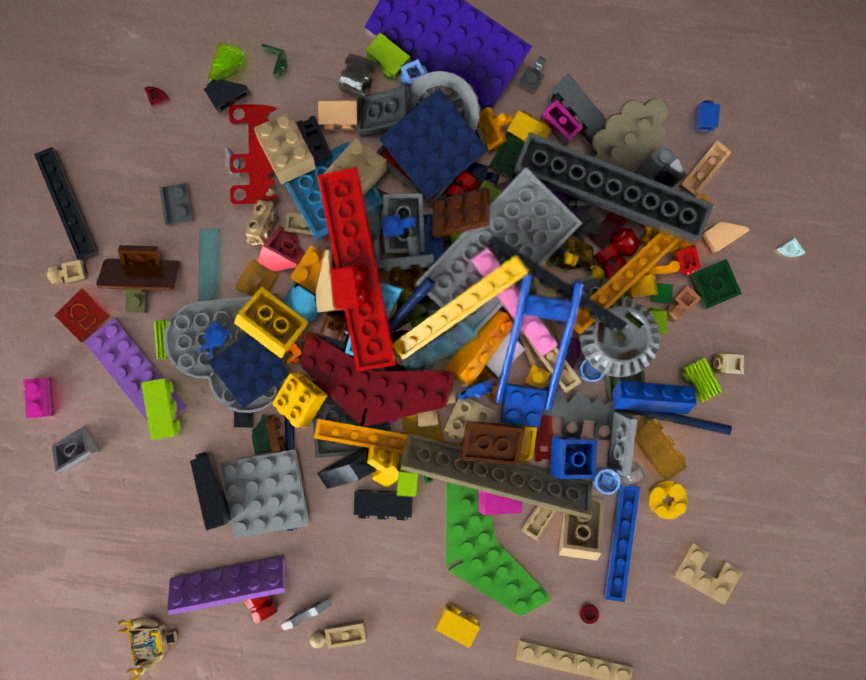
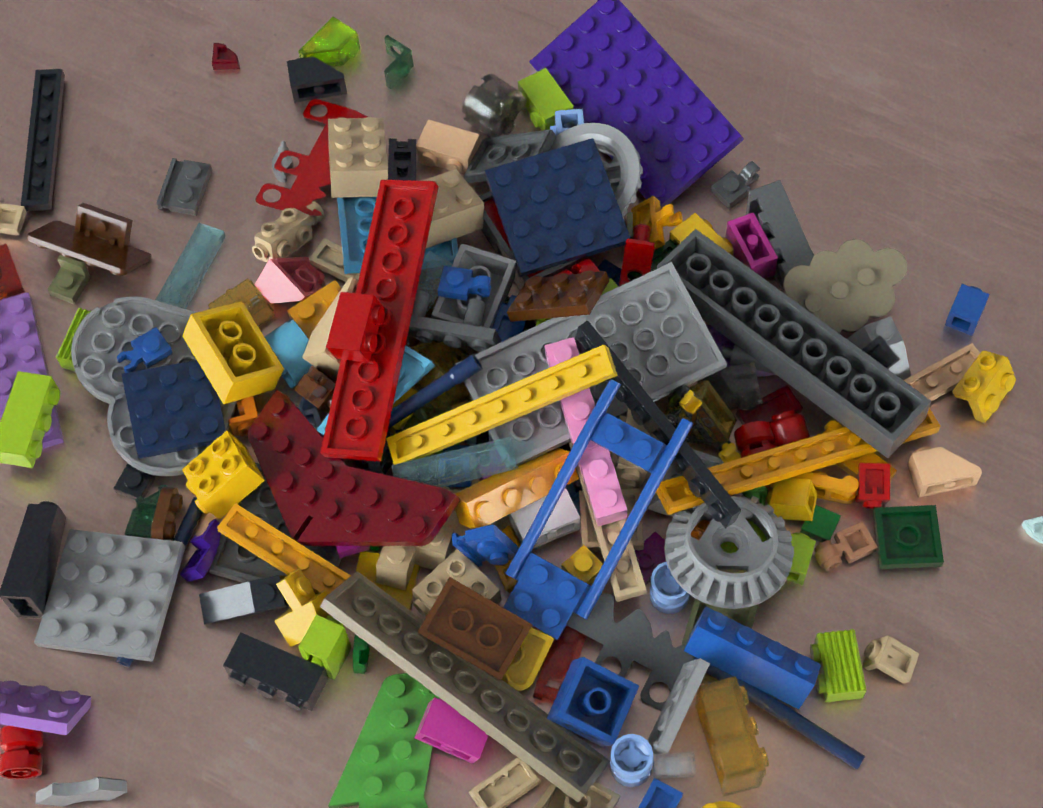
camera: 25 degrees right, 25 degrees down
(308, 449) = (204, 555): none -> dark purple slope
(494, 157) = (637, 253): none -> red bracket
(733, 166) = (986, 384): none -> yellow bracket

